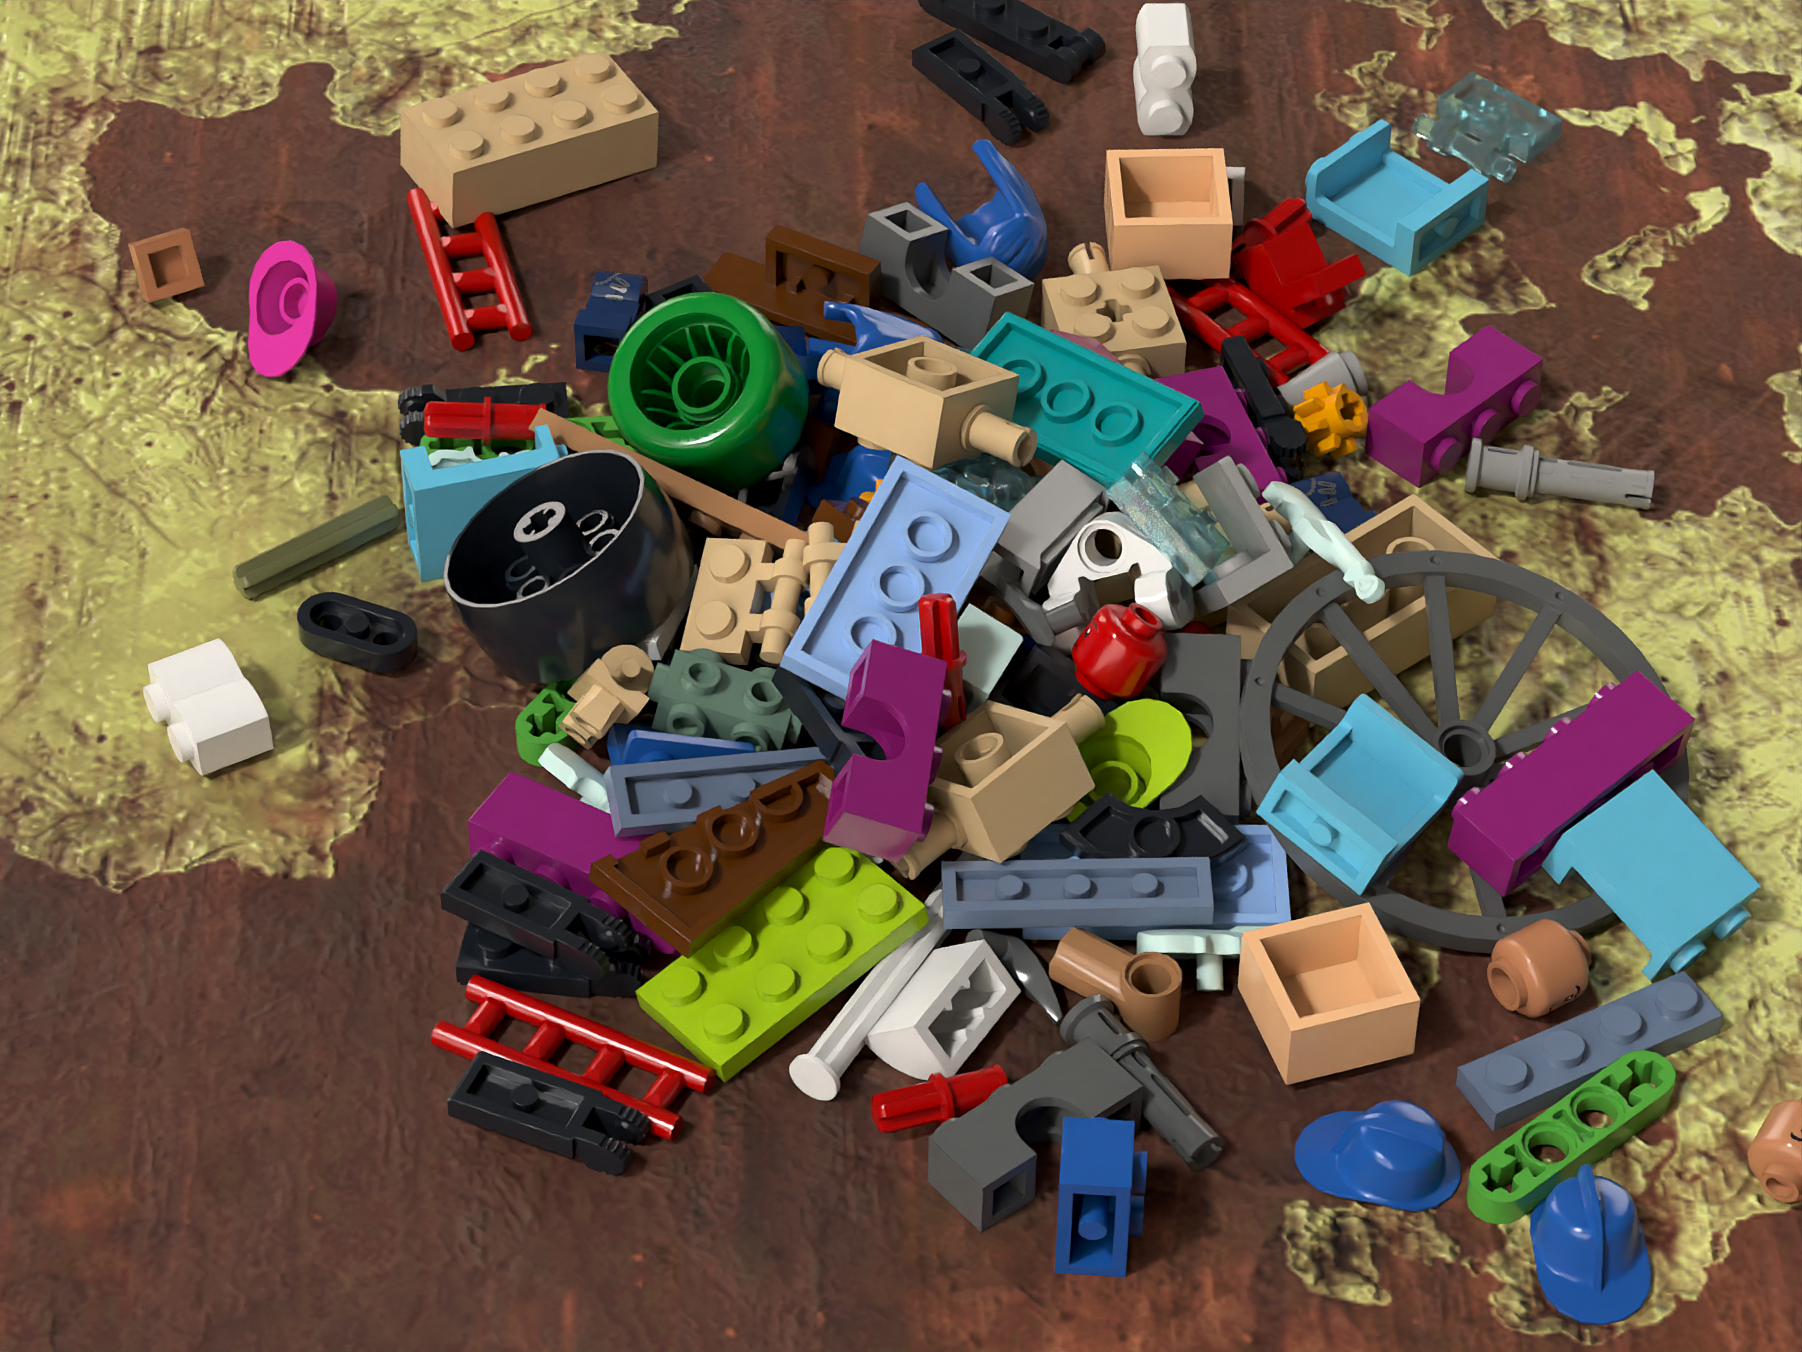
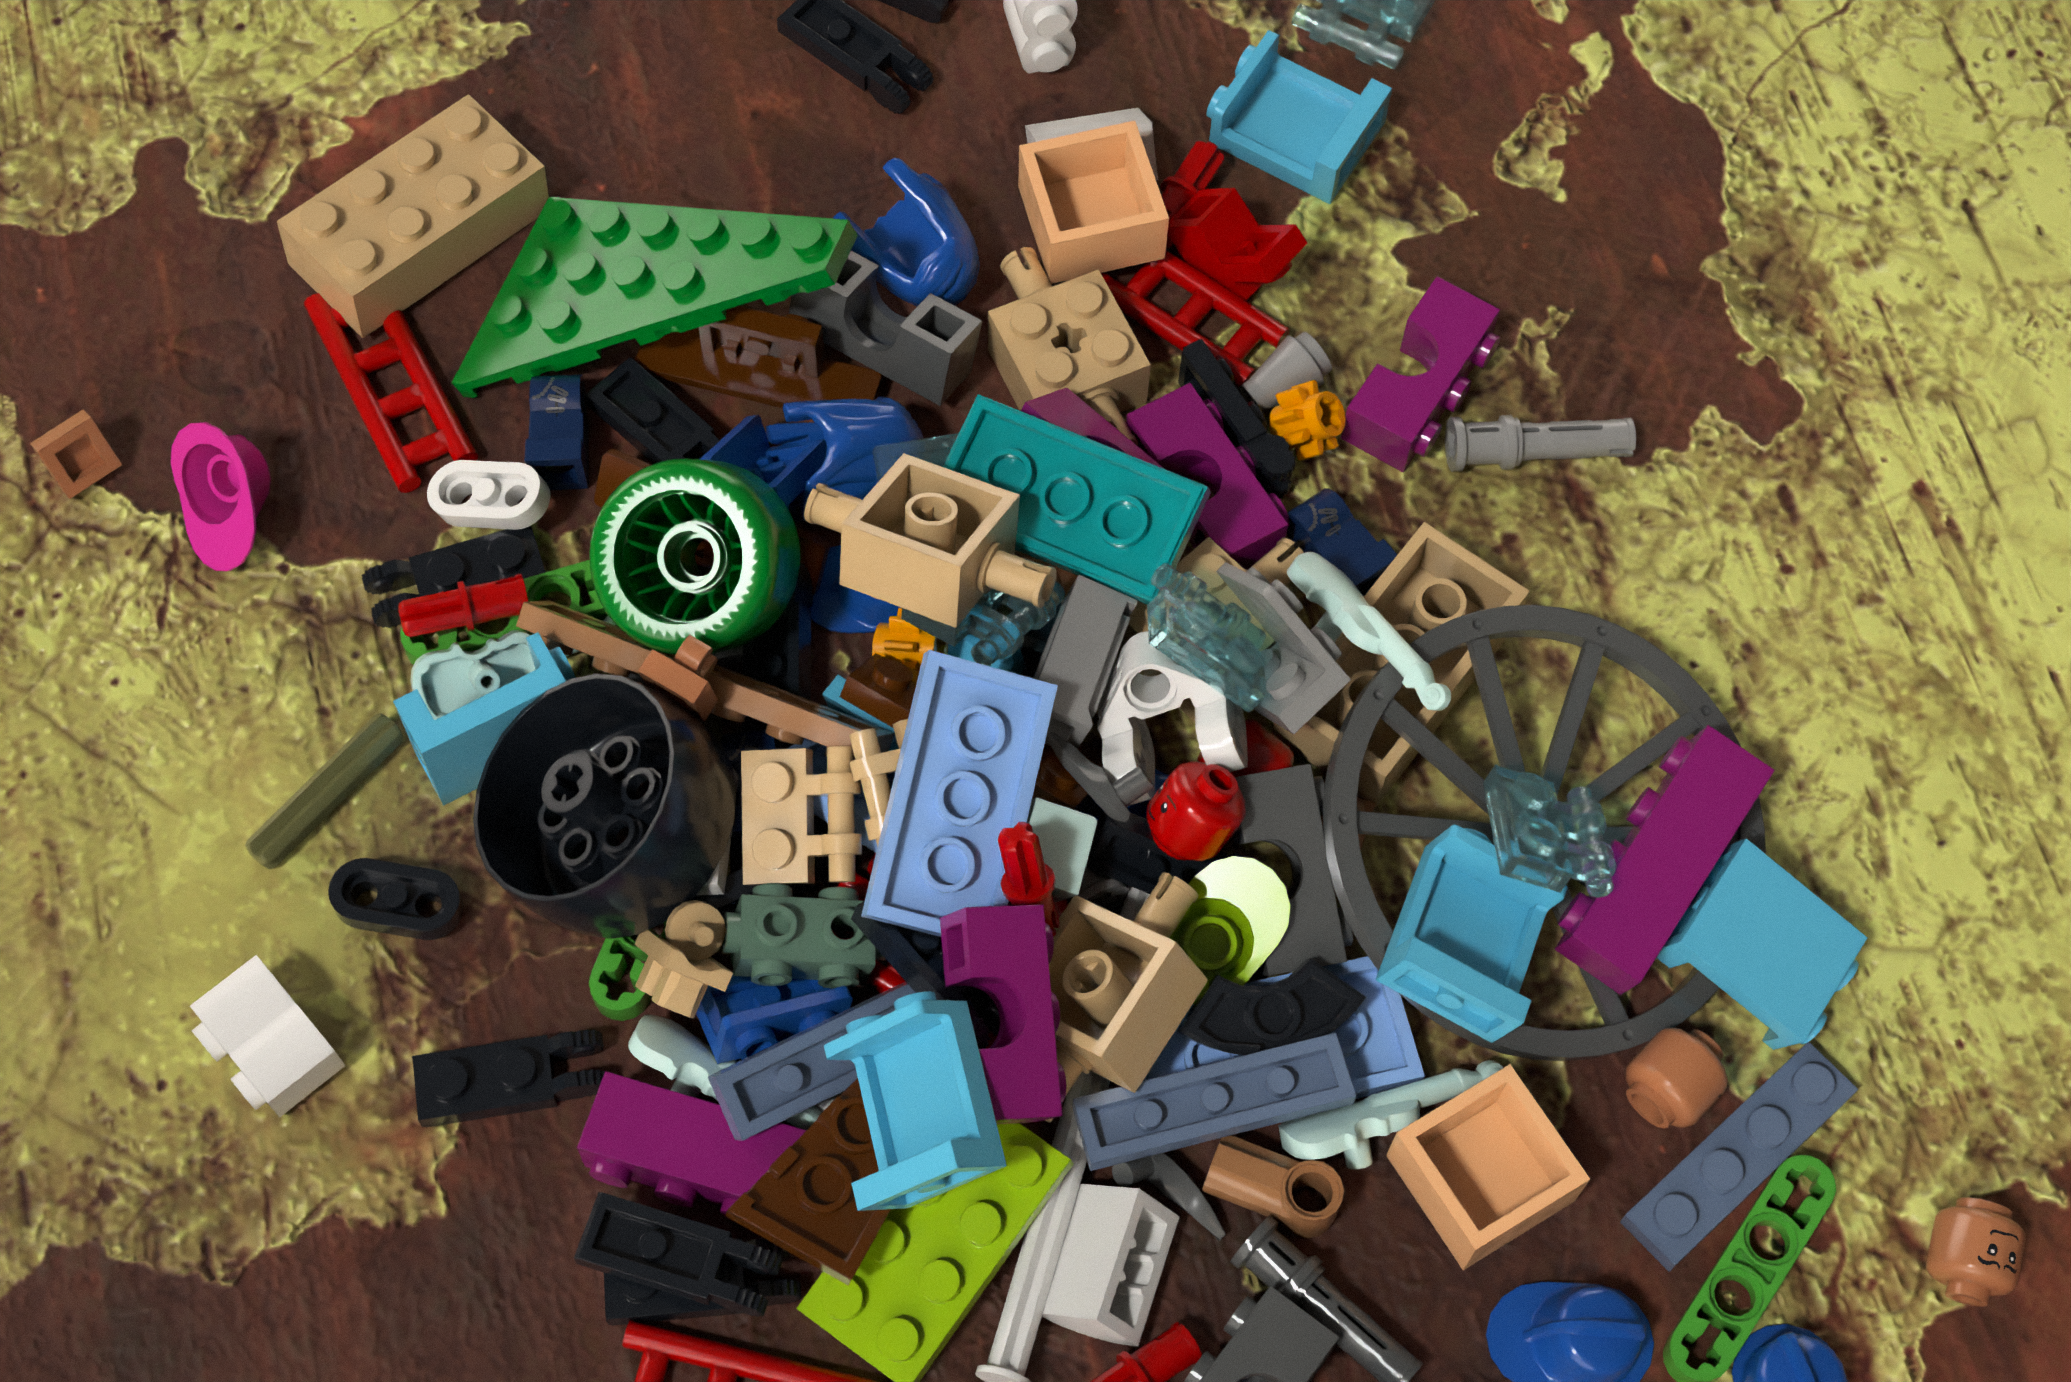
camera: 15 degrees left, 20 degrees up
(415, 780) = (502, 1077): none -> black hinge
(534, 351) = (494, 491): none -> white plate
(671, 466) = (684, 676): none -> nougat tile
(723, 204) = (639, 272): none -> green wing
(794, 793) = (921, 1101): none -> medium azure panel
(1444, 723) = (1533, 829): none -> clear light blue plate

